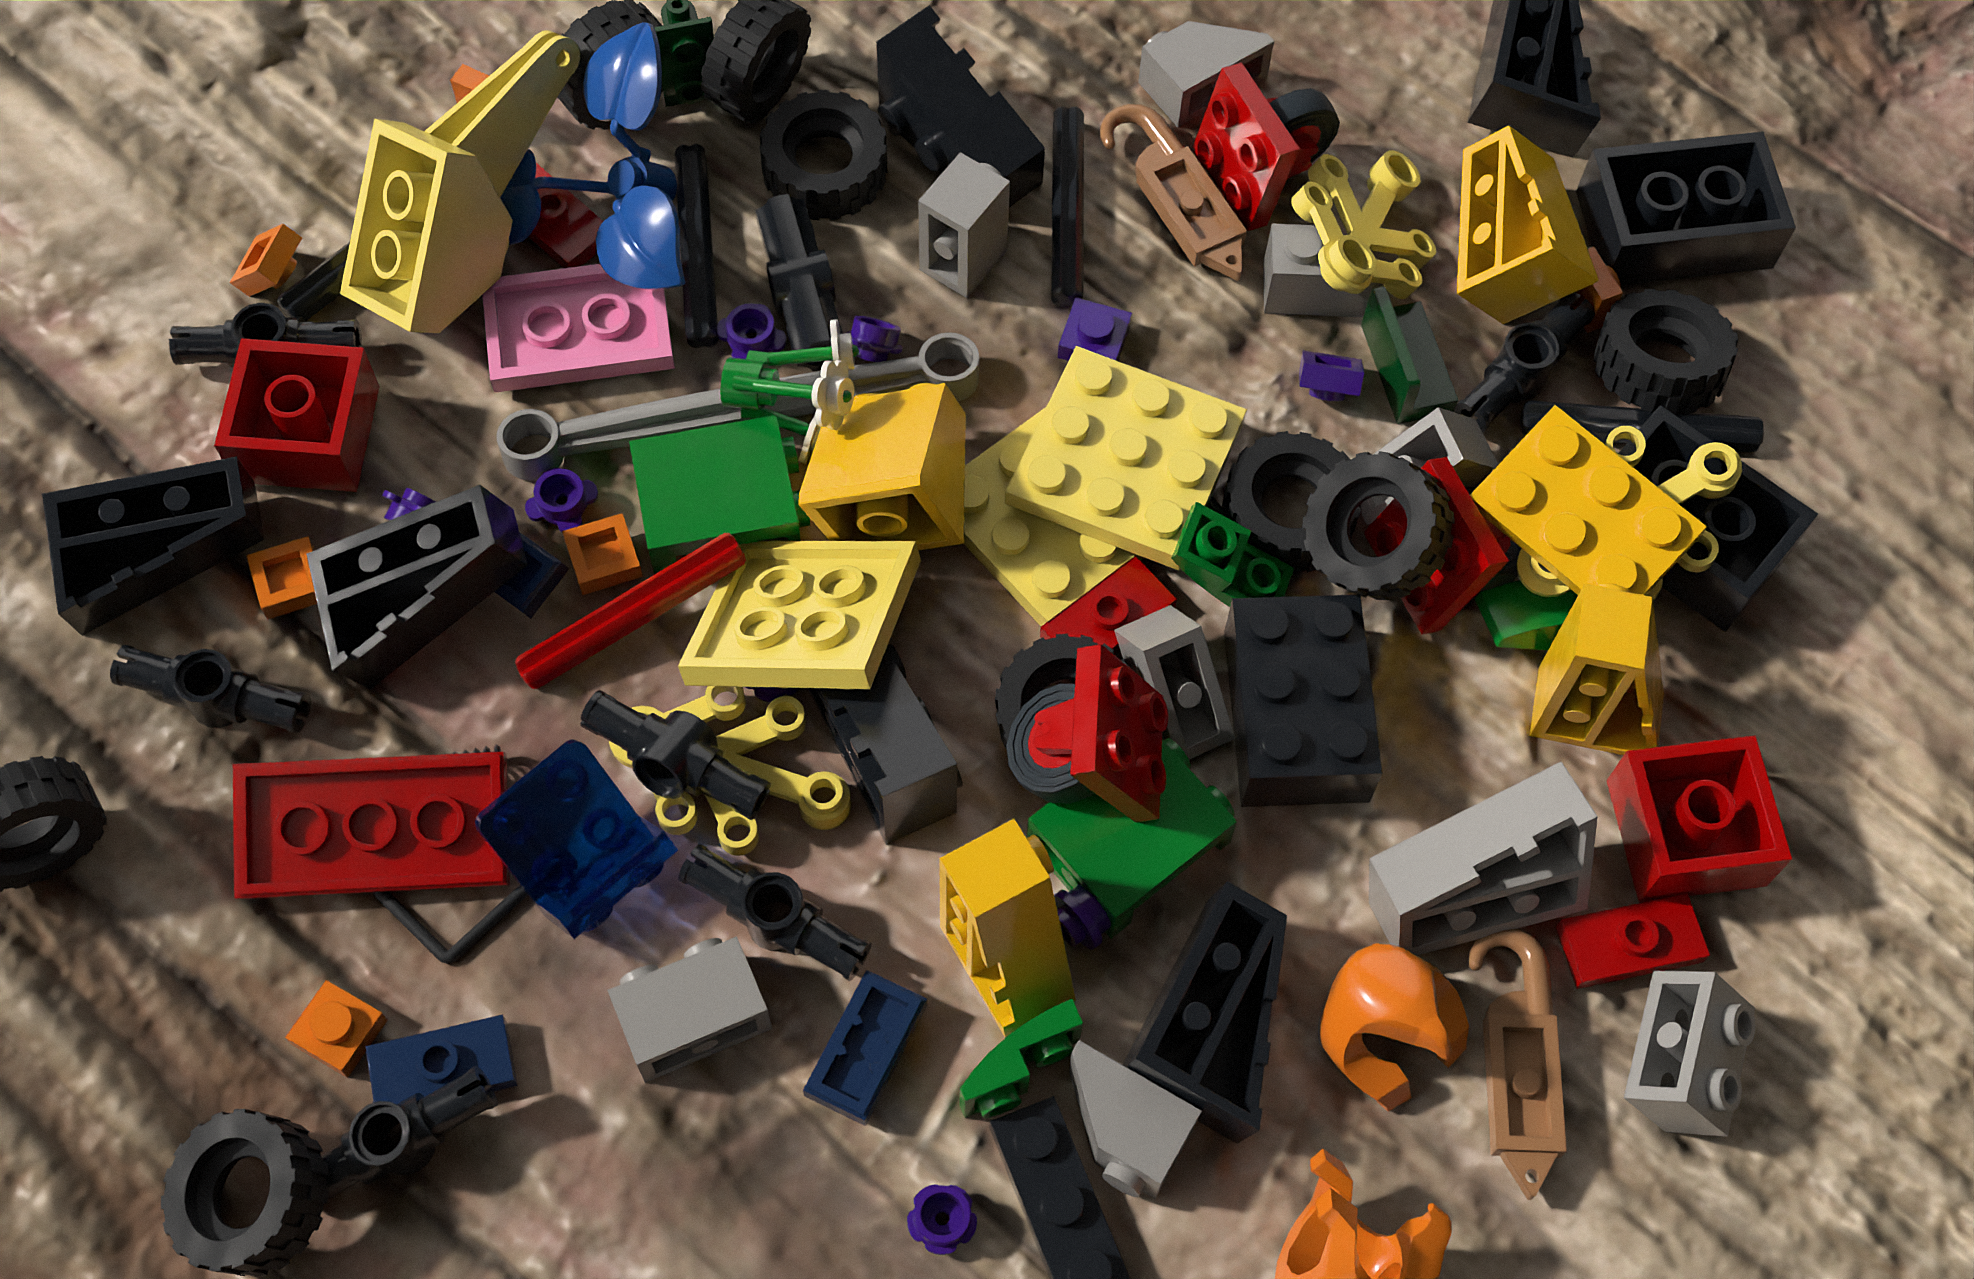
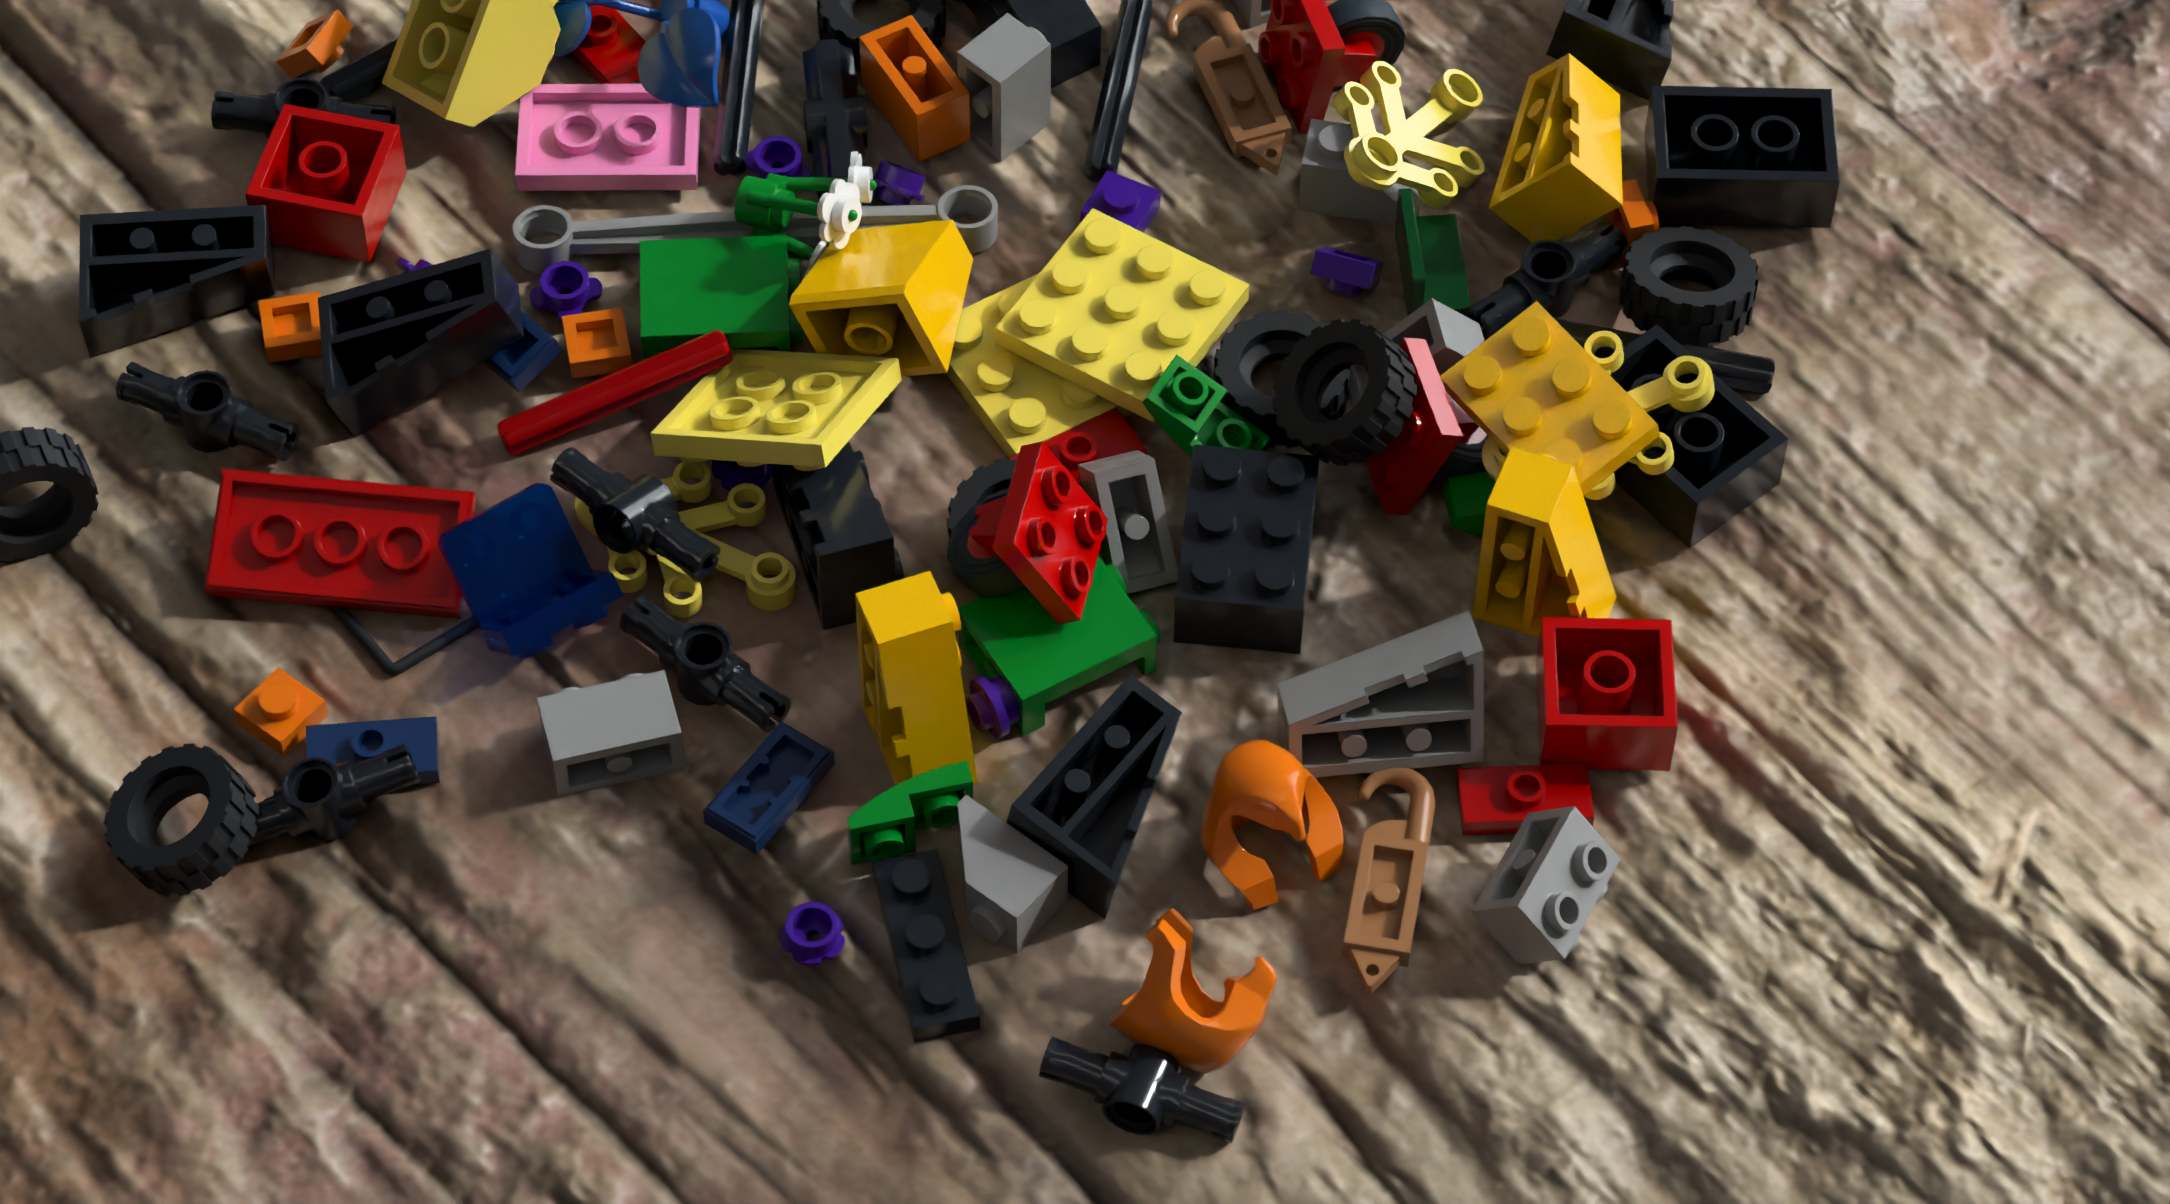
camera: 10 degrees right, 10 degrees down
(874, 236) = (915, 88): none -> orange brick

